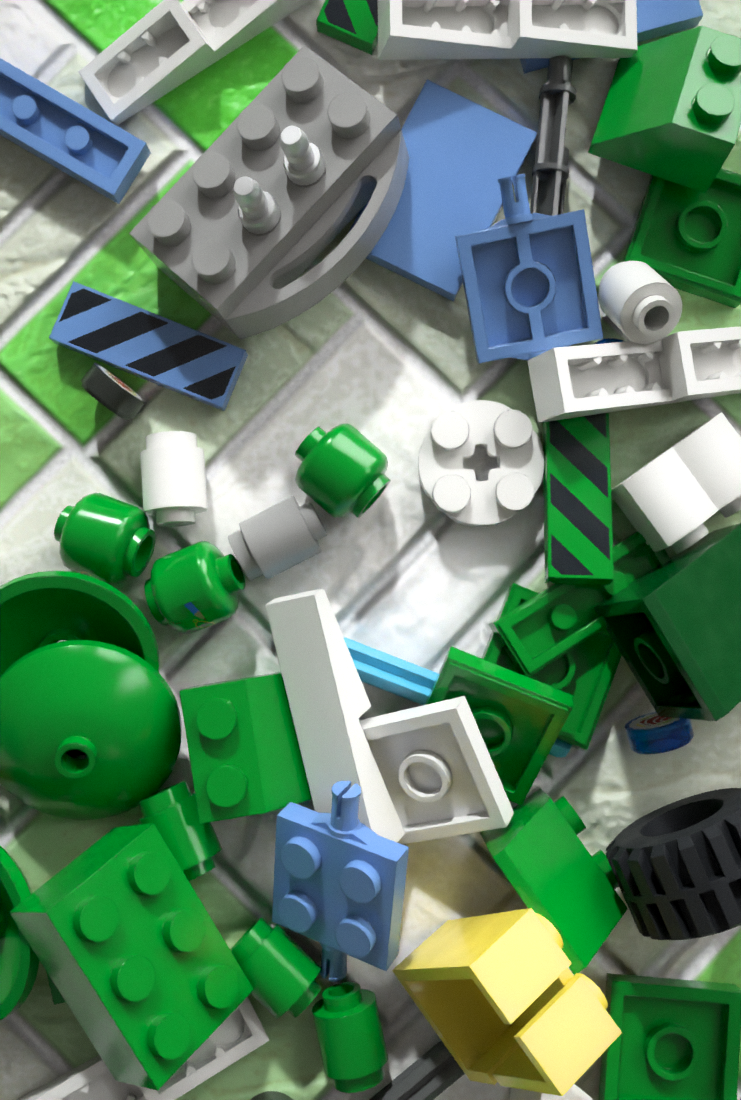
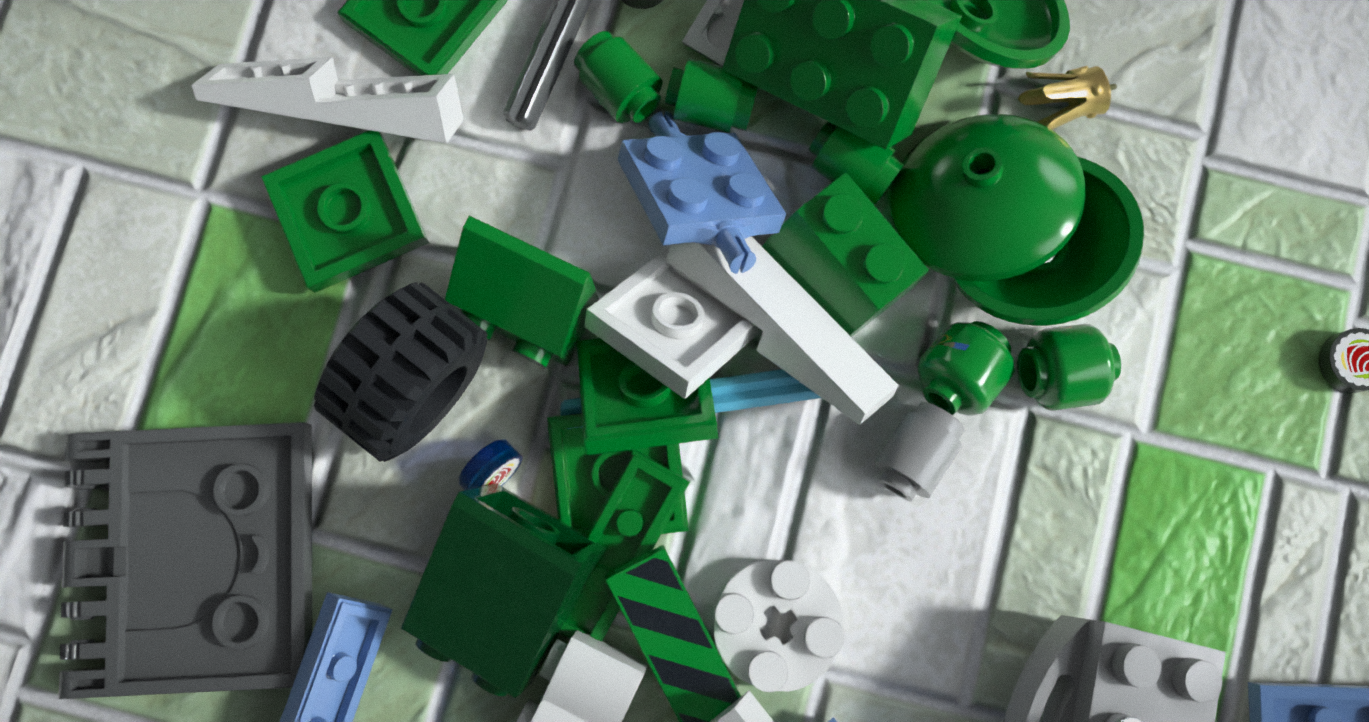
camera: 150 degrees right, 5 degrees down
(112, 392) = (1143, 501): pearl dark grey tile -> none
(148, 346) = (1137, 563): tile -> none
(173, 478) = (1042, 454): white brick -> none
(341, 470) = (900, 543): green head -> none
(508, 1001) = (511, 167): light yellow piece -> none

